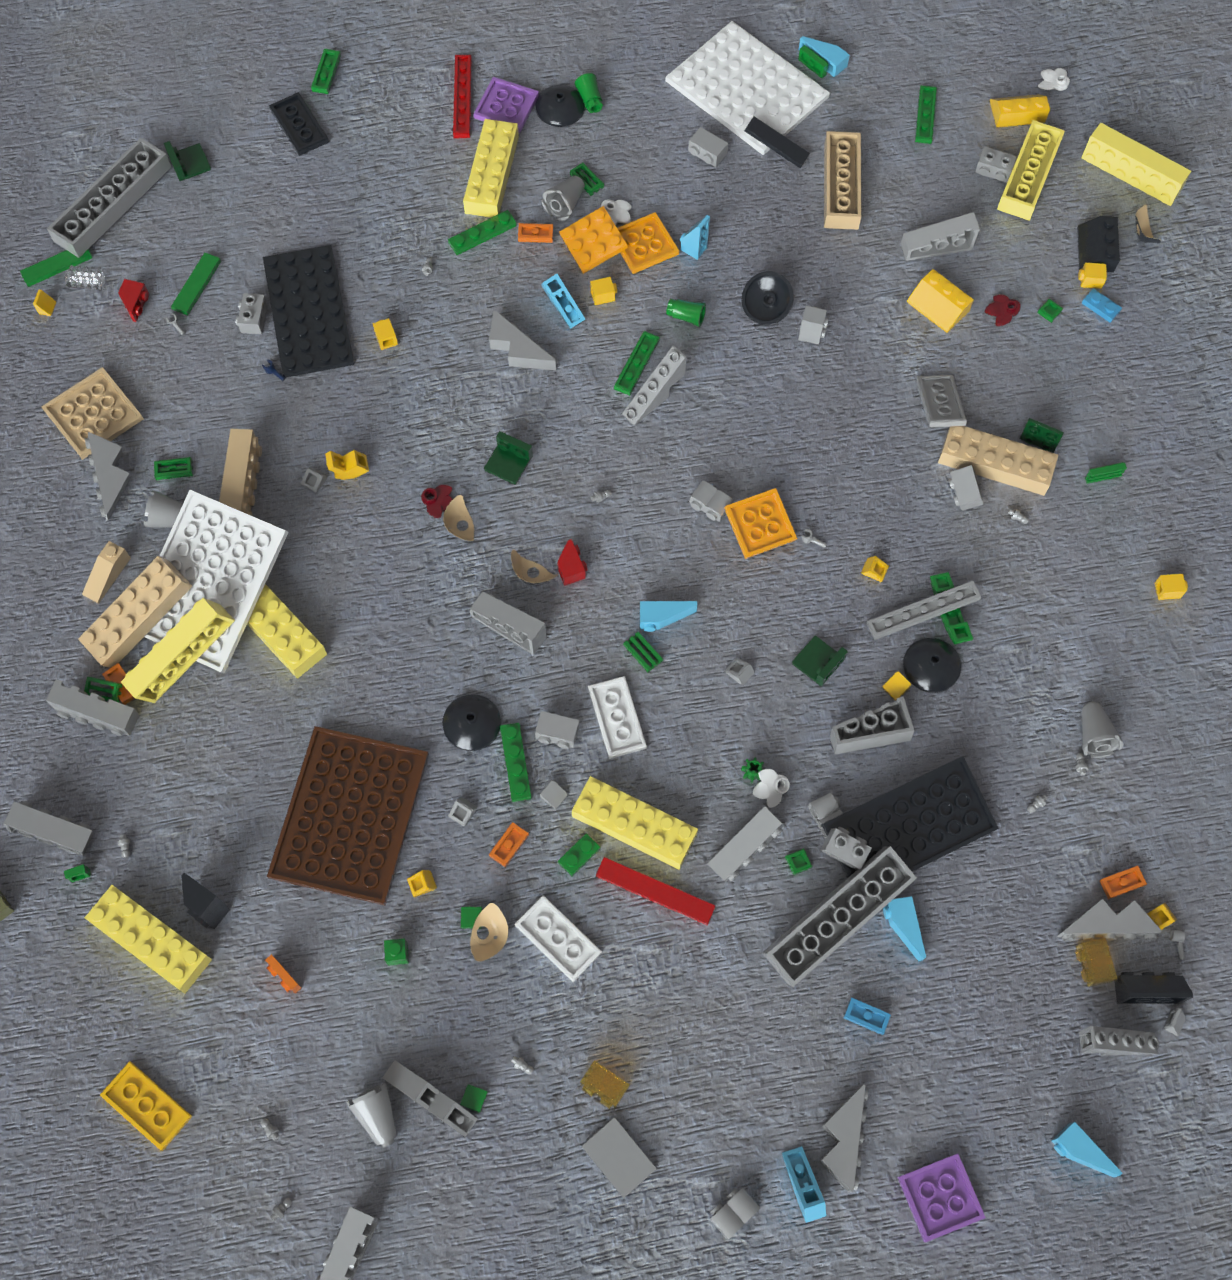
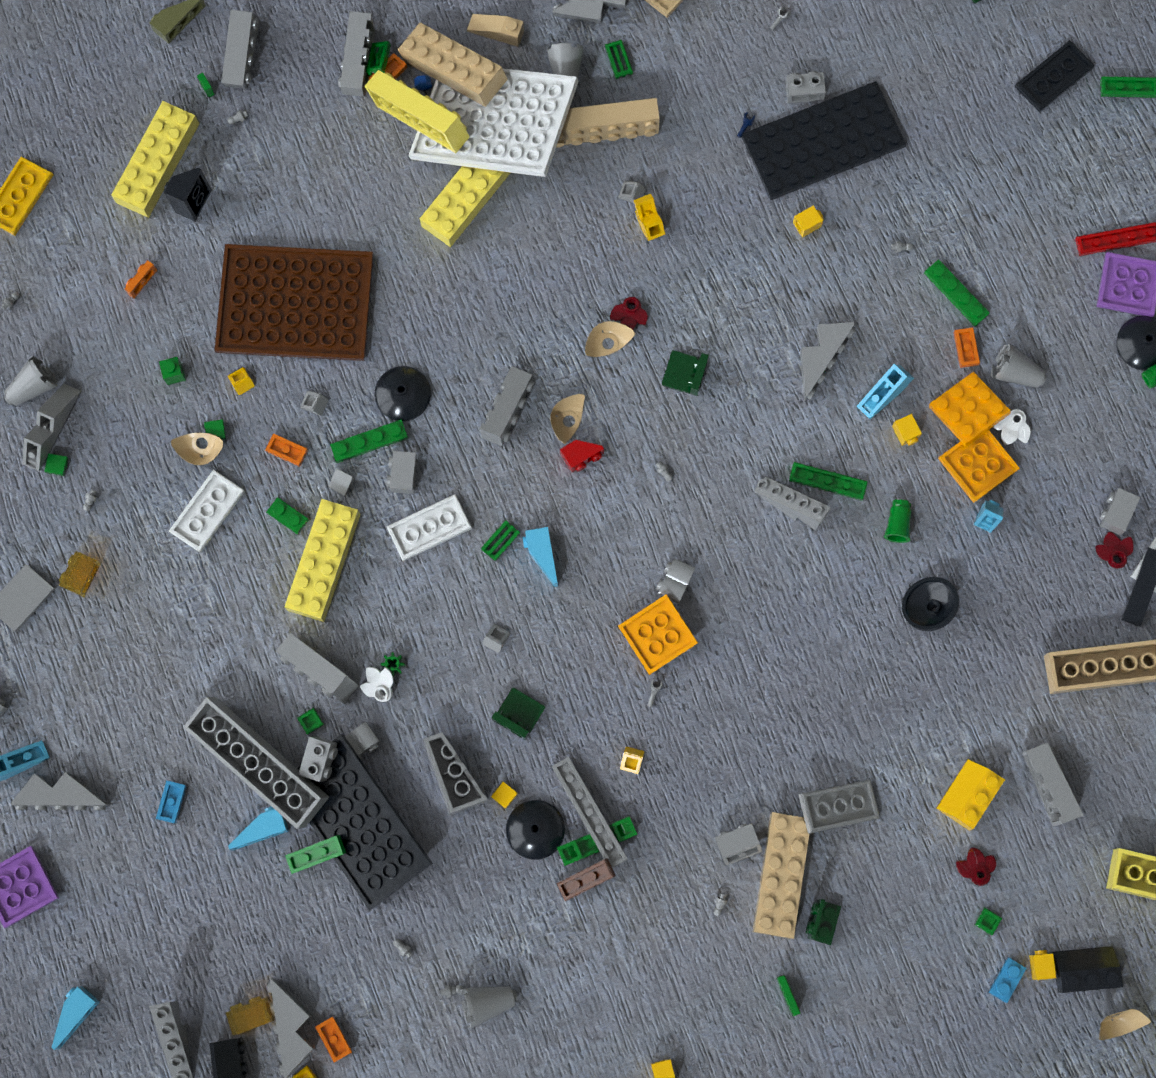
camera: 85 degrees right, 10 degrees up
(142, 649) = (423, 83): none -> blue tile
(196, 284) = (832, 25): green tile -> none
(491, 168) = (1038, 285): light yellow brick -> none
(589, 186) = (1042, 400): green tile -> none
(655, 891) = (262, 591): red tile -> none
(740, 159) = (1114, 547): none -> dark red plate
(813, 325) = (905, 657): light grey brick -> none
(938, 871) = (315, 854): none -> plate
(987, 622) = (586, 879): none -> tile

